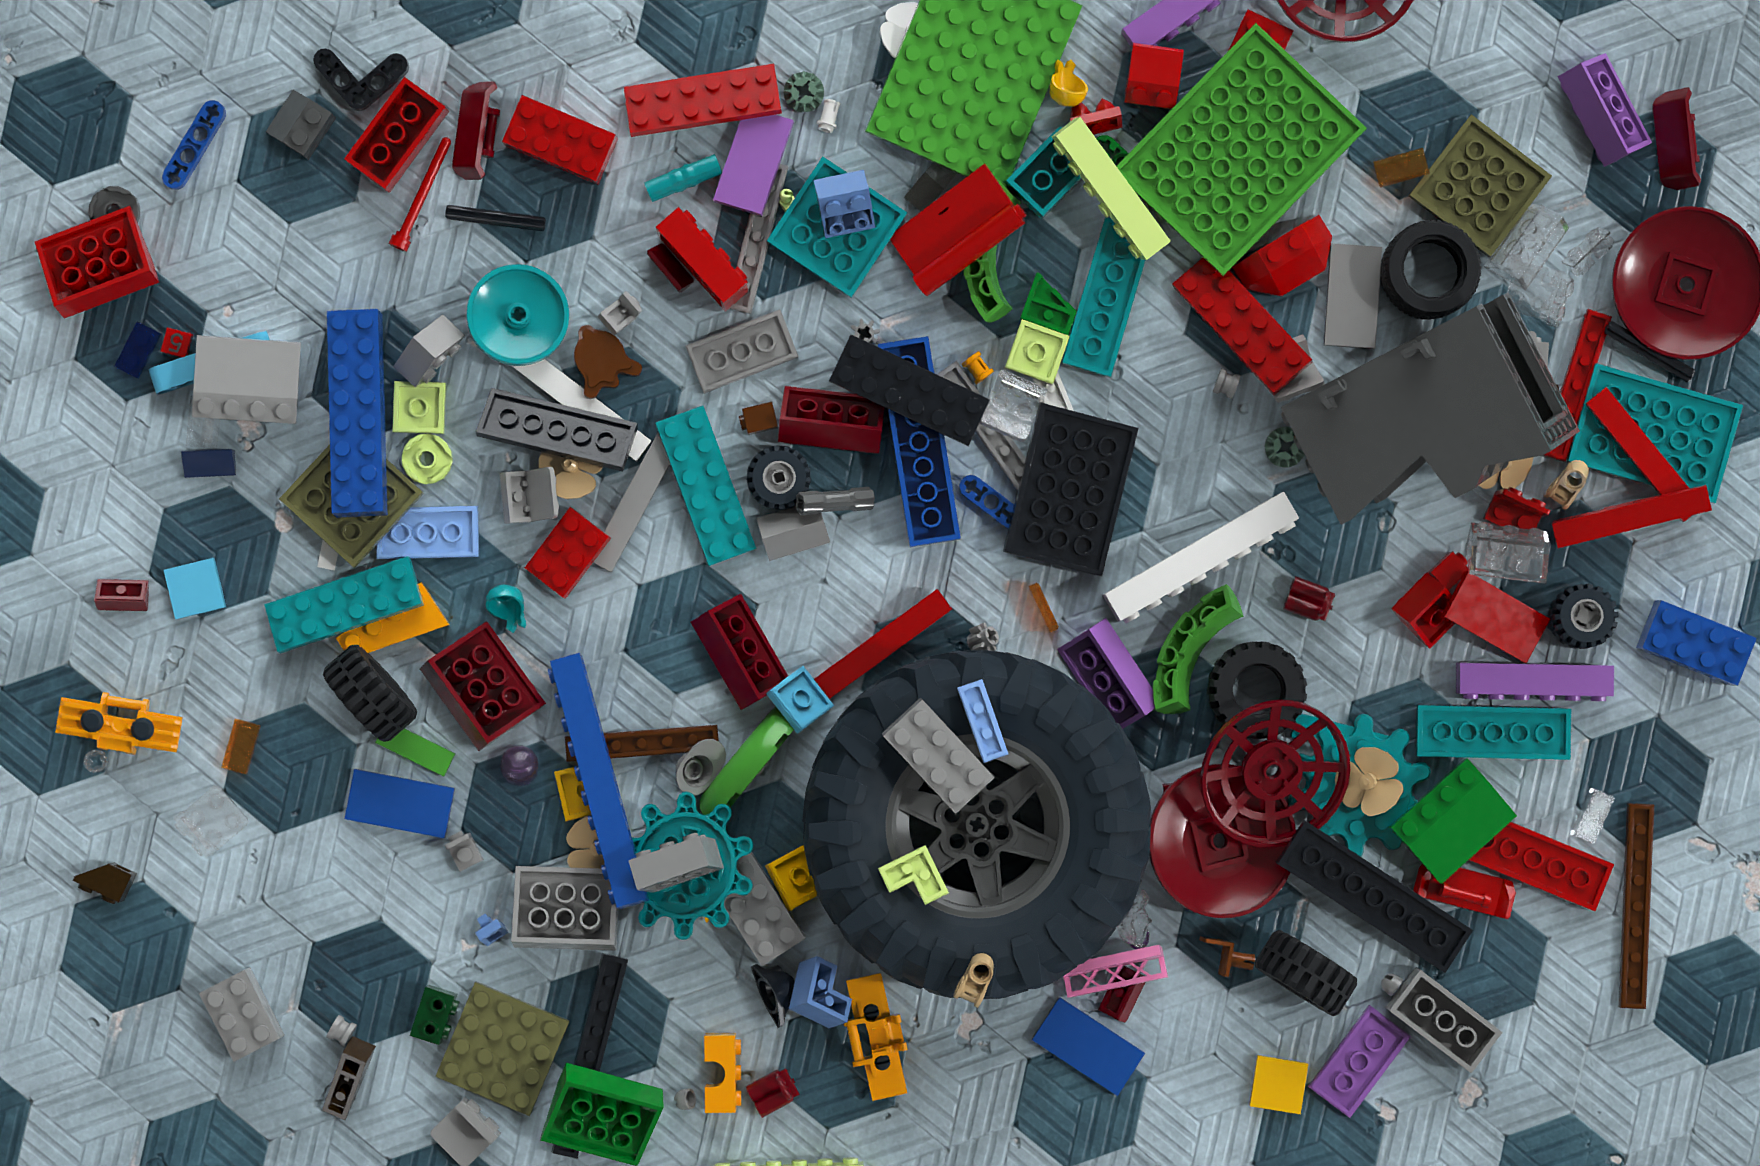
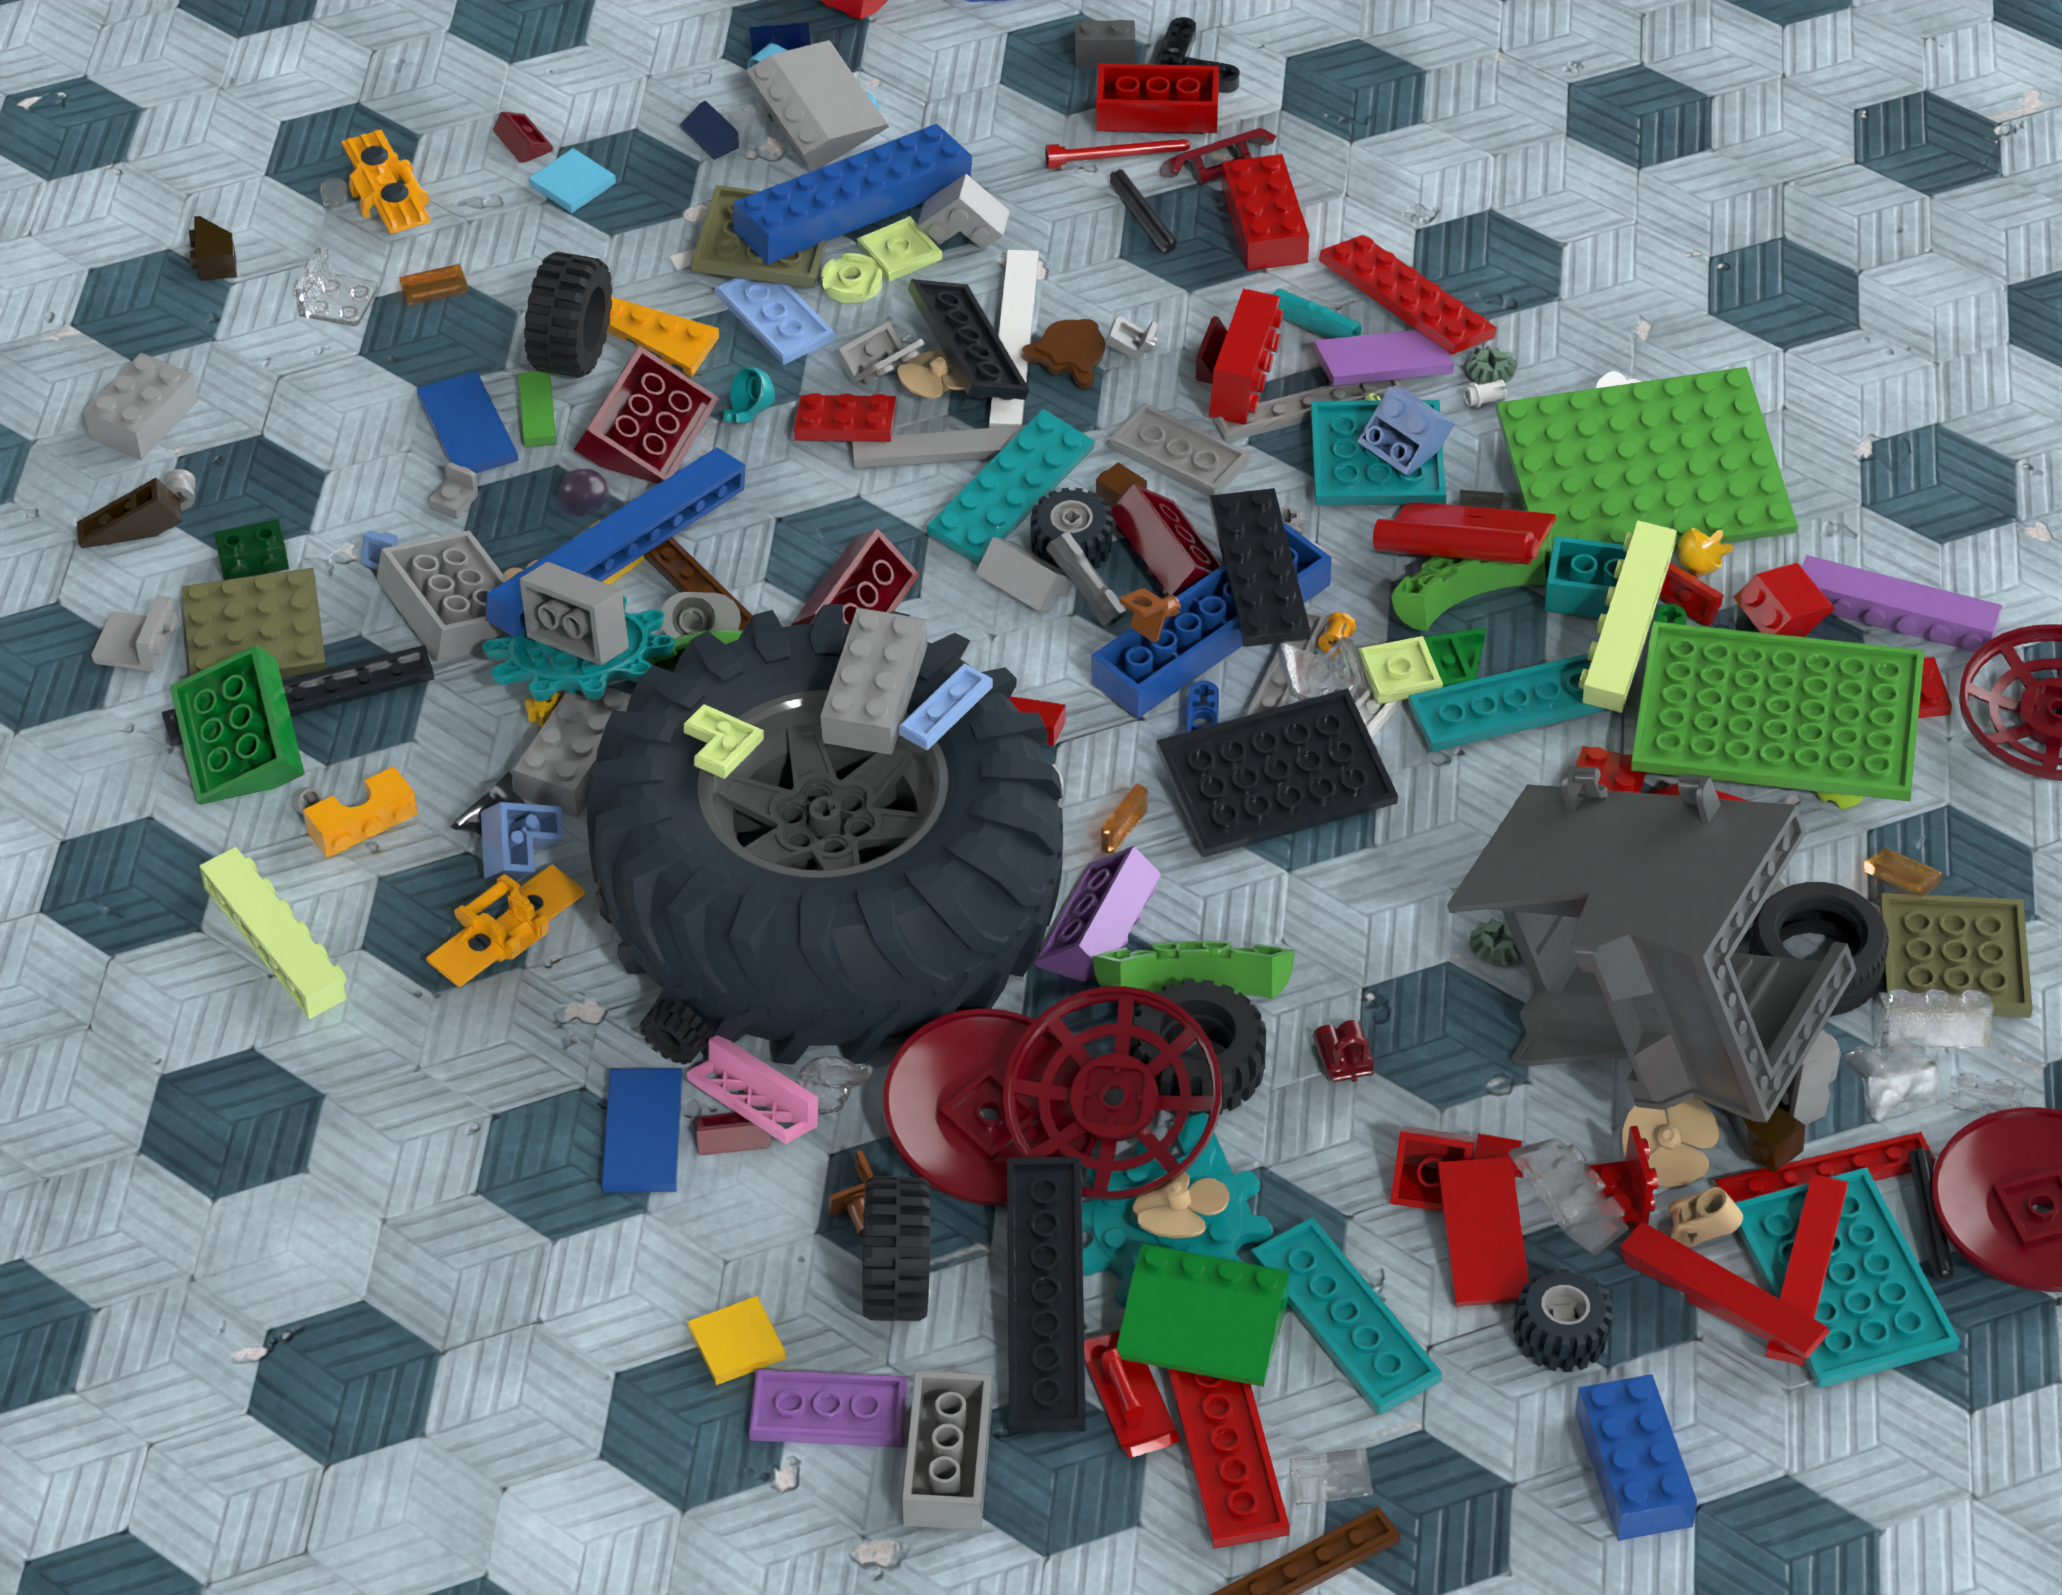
camera: 50 degrees right, 40 degrees down
(344, 604) = (657, 285): teal plate -> none
(517, 315) = (1059, 260): teal dish -> none
(772, 1091) = (370, 868): dark red piece -> none
(913, 493) = (1150, 611): none -> dark orange bracket
(973, 983) = (642, 841): tan piece -> none
(1037, 996) = (674, 1031): none -> black tyre
(1201, 556) = (1304, 913): white brick -> none
(1534, 679) = (1444, 1319): medium lavender brick -> none

